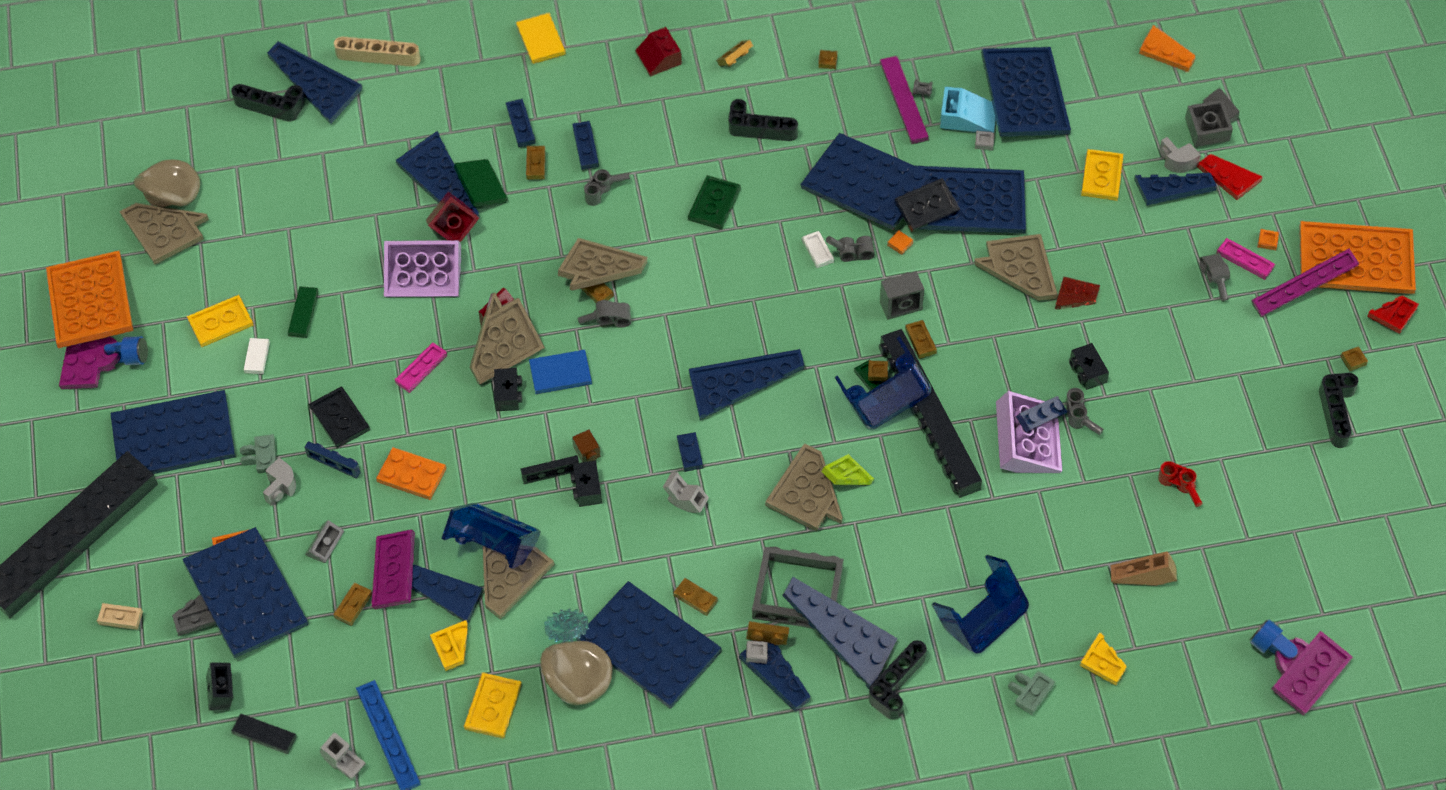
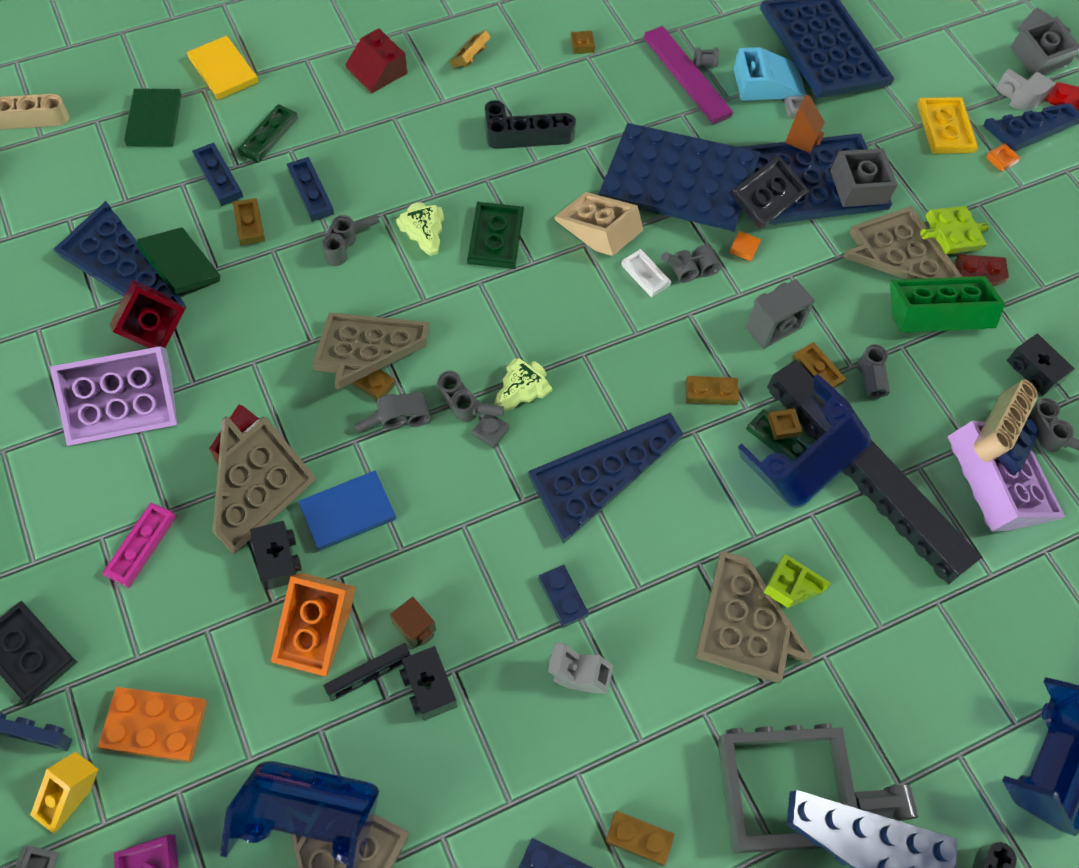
camera: 20 degrees left, 5 degrees up
(352, 496) = (63, 790): none -> yellow slope
(481, 70) = (153, 117): none -> dark green tile
(521, 434) = (312, 623): none -> orange slope
(564, 96) = (268, 133): none -> dark green tile
(655, 311) = (459, 395): none -> dark grey beam
(661, 186) = (423, 225): none -> yellowish green rock
(671, 338) = (490, 430): none -> dark grey plate
(700, 311) = (522, 384): none -> yellowish green rock
(794, 206) = (601, 222): none -> tan slope
(837, 340) = (712, 390): none -> pearl gold plate
(866, 608) = (893, 802): none -> dark grey piece
(960, 348) = (875, 372): none -> dark grey piece
(973, 158) = (806, 127): none -> dark orange slope
(1003, 205) = (863, 177): none -> dark grey brick
(1032, 310) = (945, 304): none -> green slope
(1035, 395) = (1005, 421): none -> tan beam
(1067, 257) = (955, 230): none -> lime plate
(1137, 208) = (1003, 157): none -> orange tile

